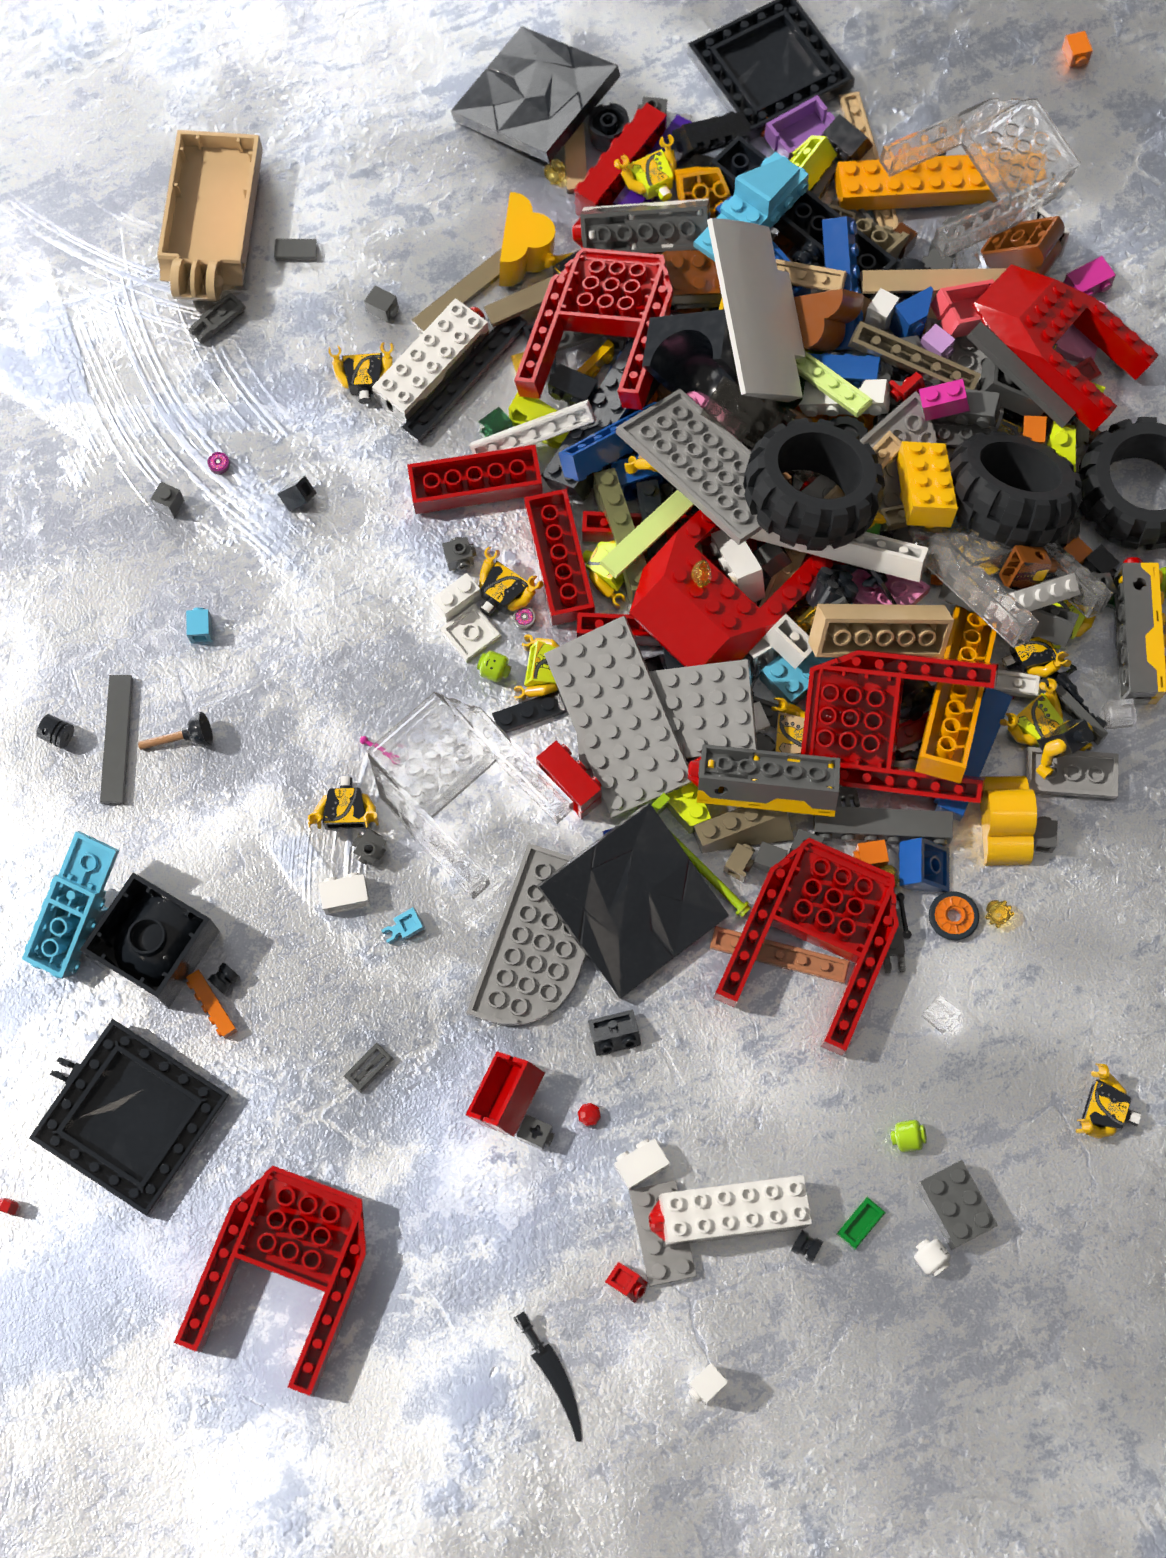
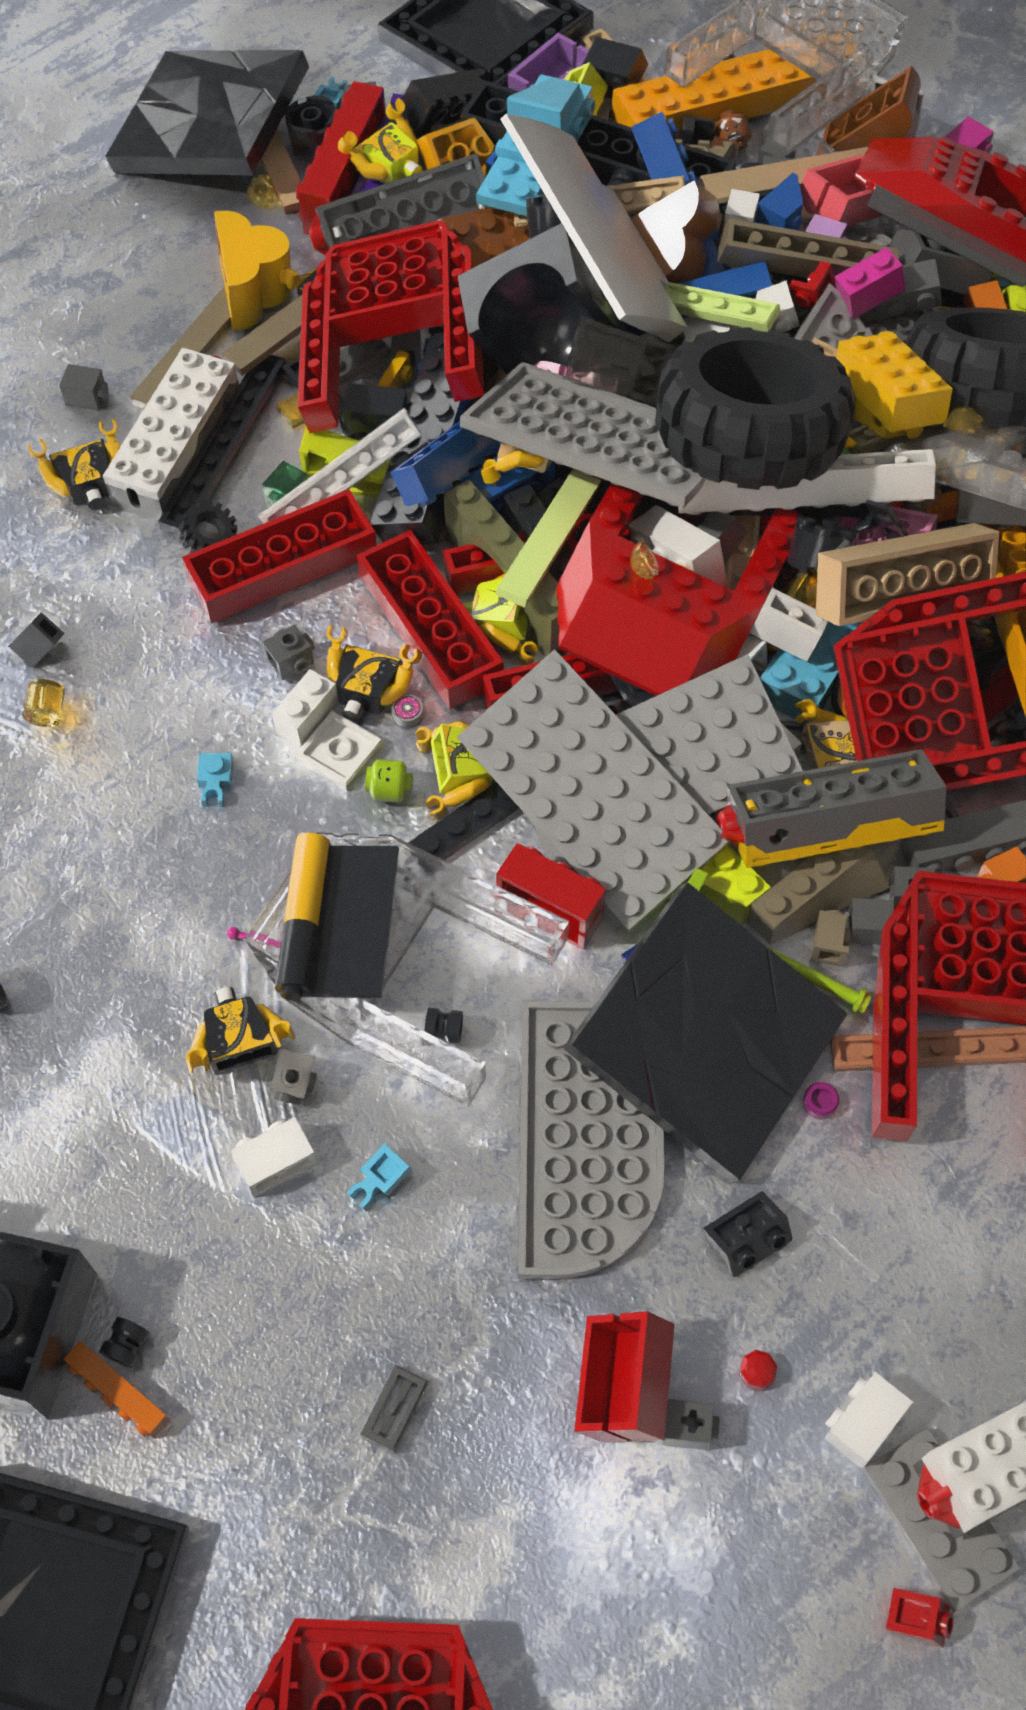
camera: 20 degrees left, 10 degrees down
(288, 542) = (43, 702): none -> clear yellow piece
(385, 625) = (213, 774): none -> medium azure plate
(427, 756) = (336, 920): none -> black door
(441, 435) = (209, 514): none -> black tyre
(474, 843) = (435, 1025): none -> black wheel
(632, 98) = (332, 91): none -> medium azure plate
(692, 964) = (820, 1100): none -> magenta tile
(889, 214) = (696, 129): none -> black panel
(919, 216) = (733, 127): none -> dark orange head
(962, 530) = (962, 419): none -> clear yellow animal

